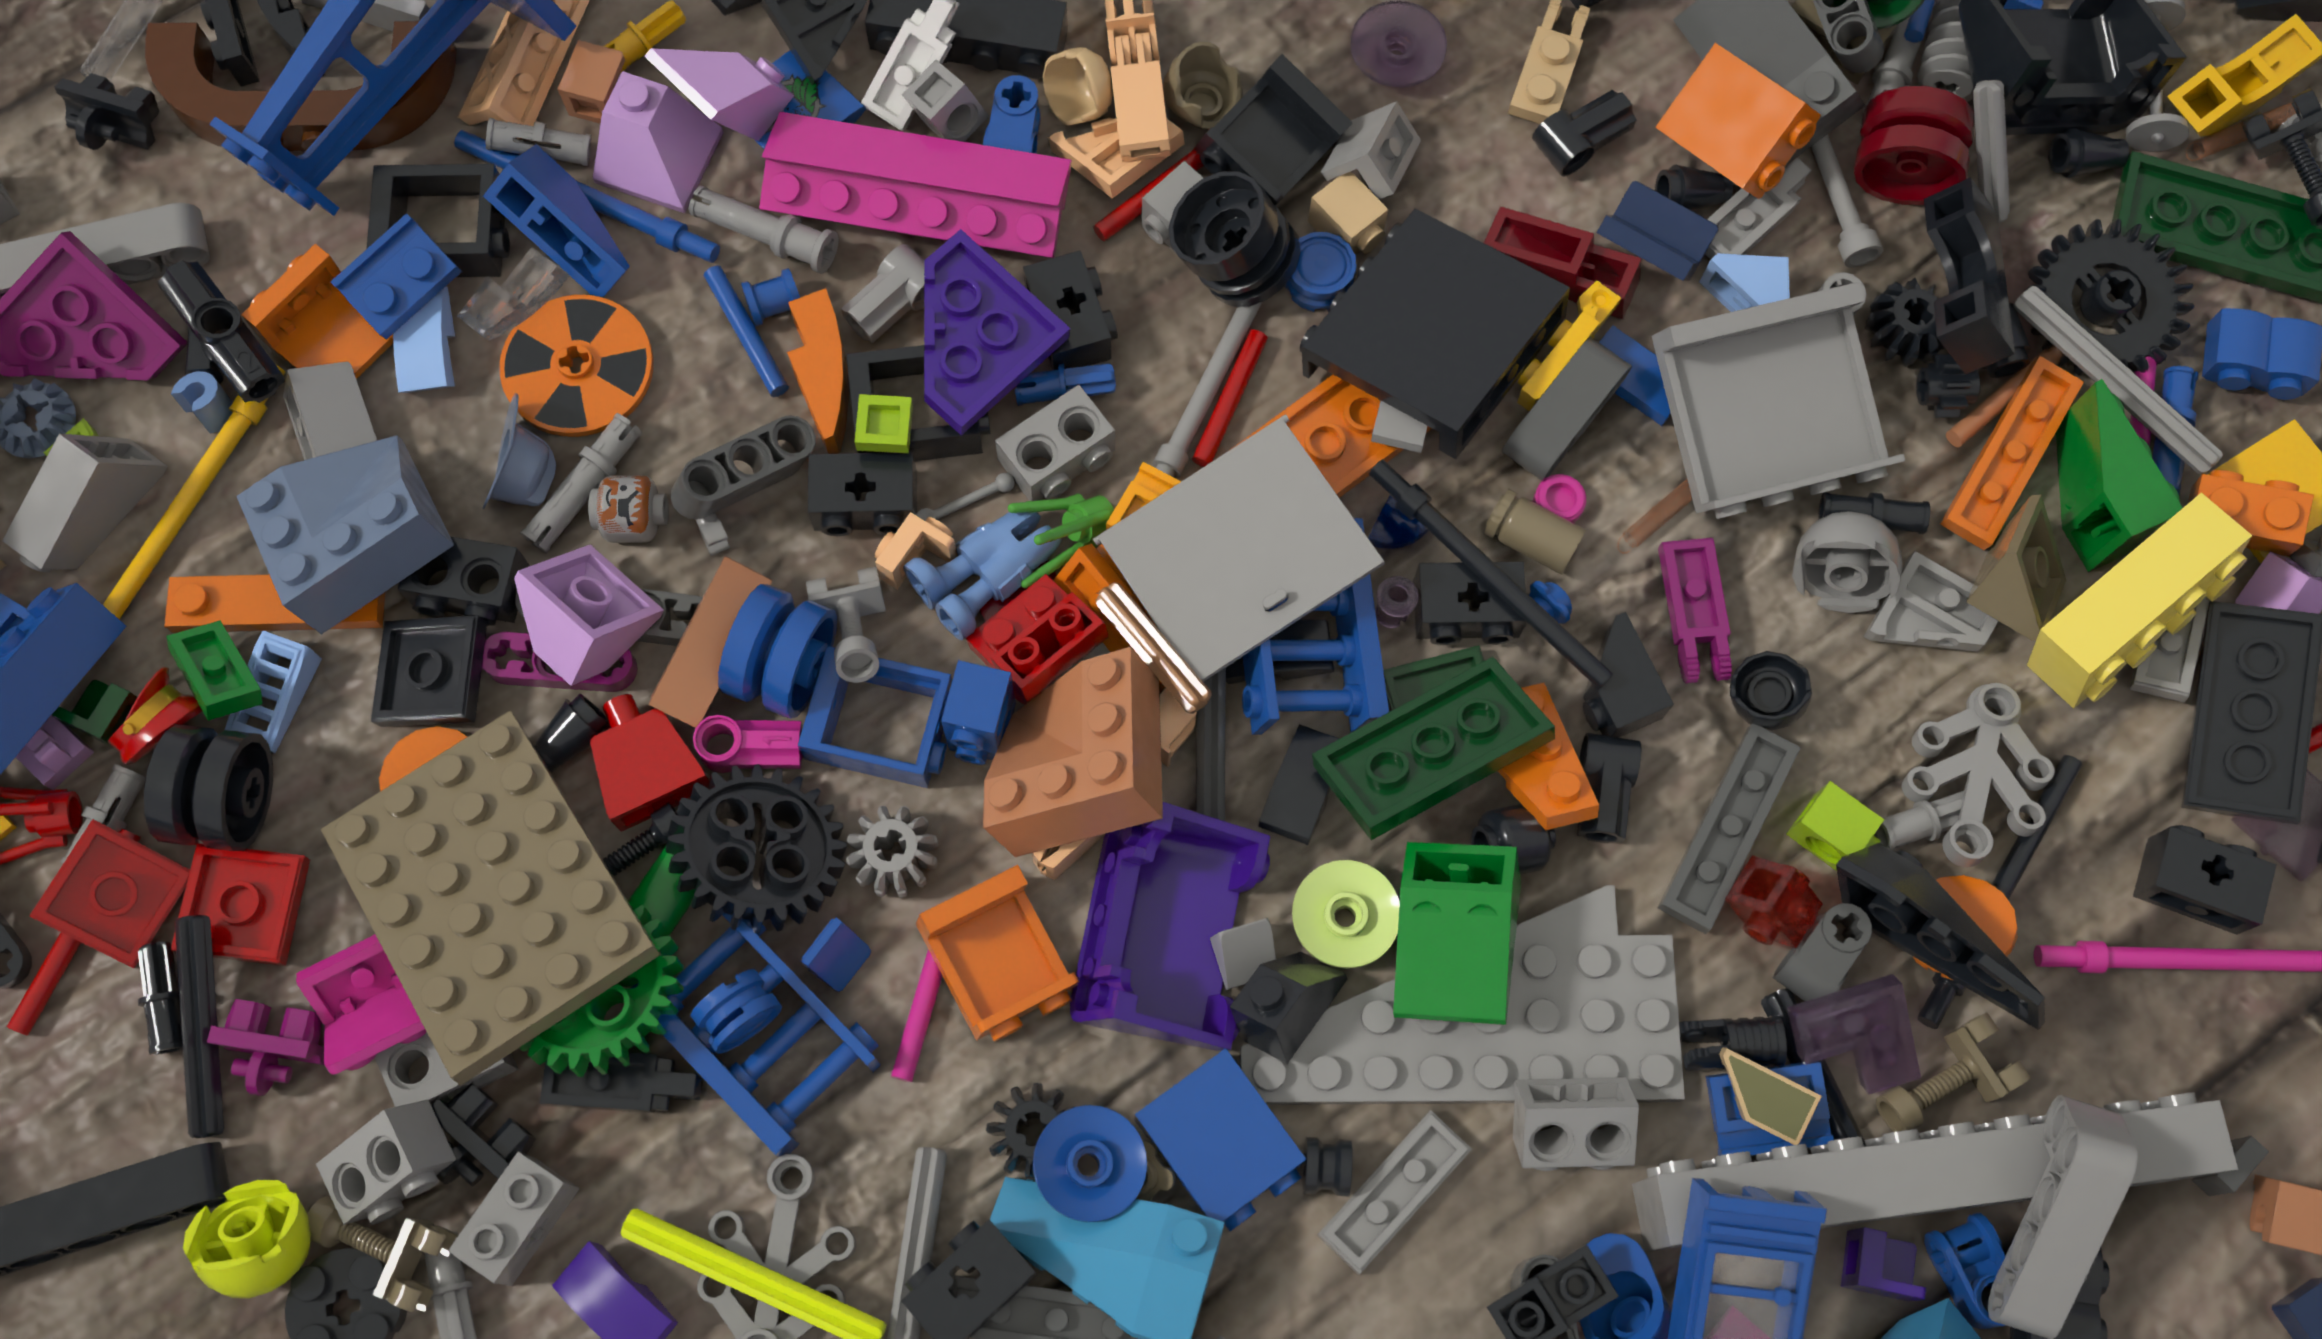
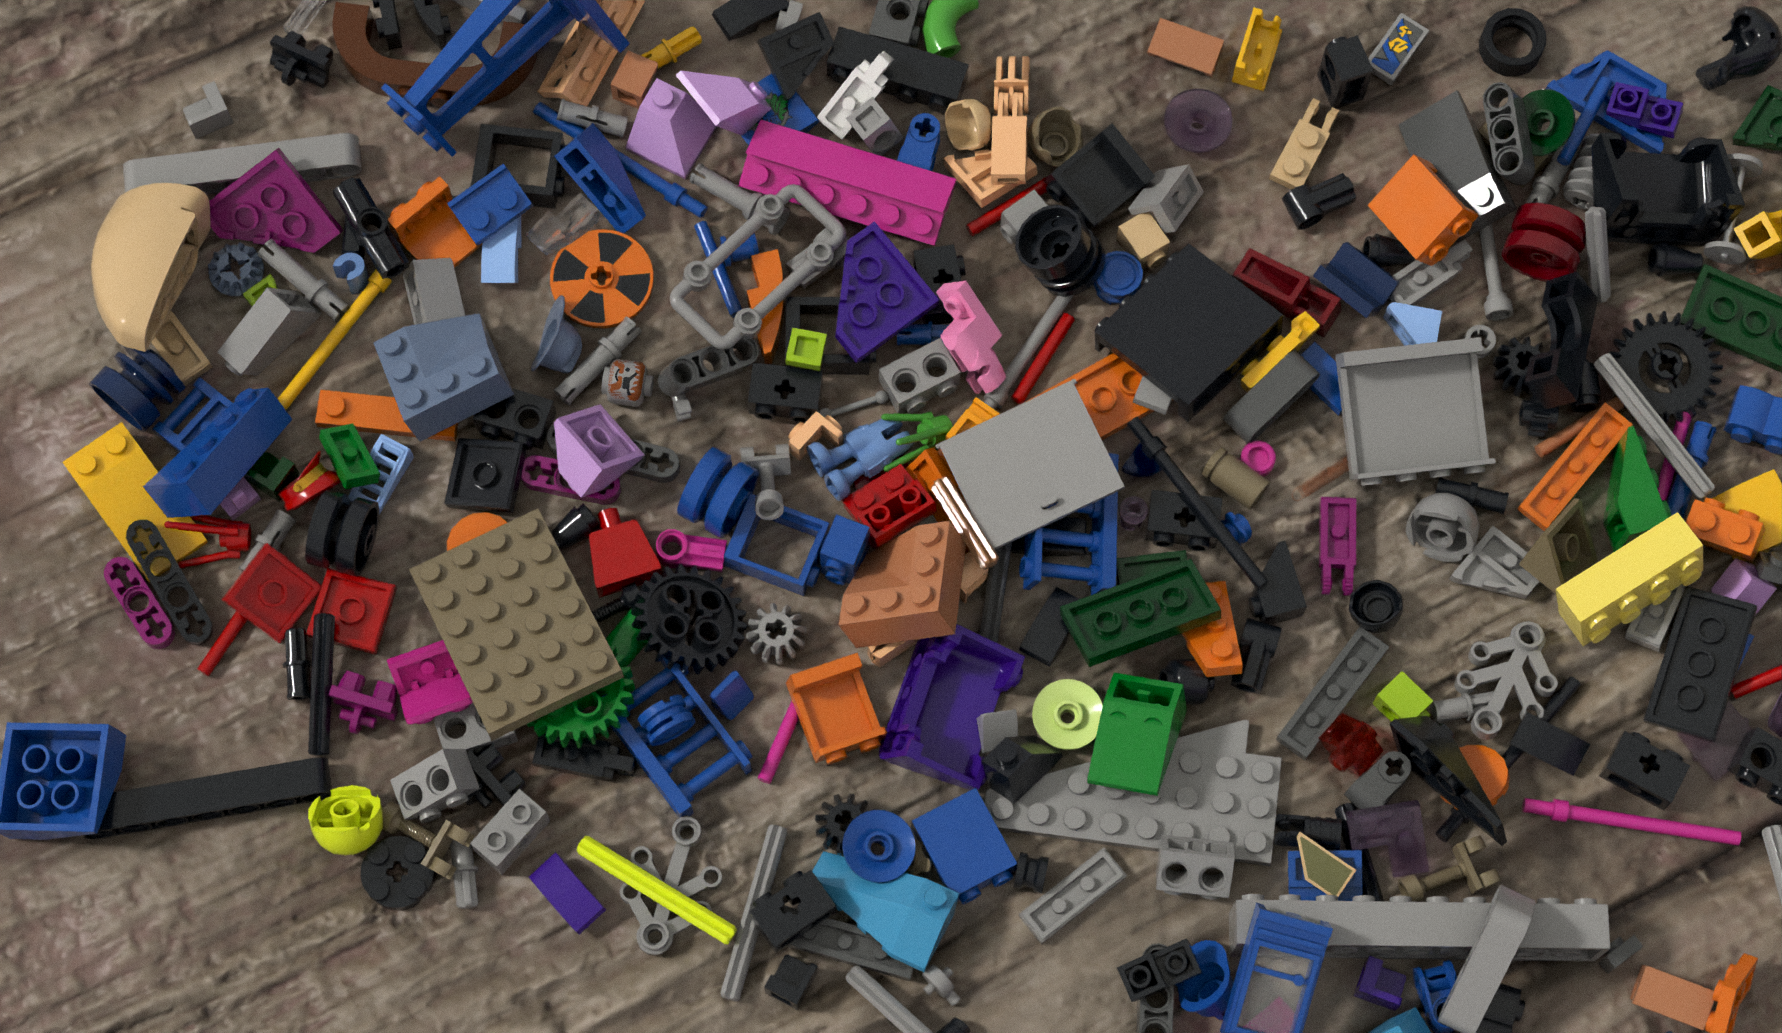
camera: 10 degrees right, 0 degrees up
(150, 433) = (315, 290): none -> light grey pin
(693, 670) = (662, 495): nougat slope -> none
(793, 393) = (747, 320): none -> light grey bar
(1124, 376) = (971, 337): none -> bright pink plate
(2060, 858) = (1549, 743): none -> black slope

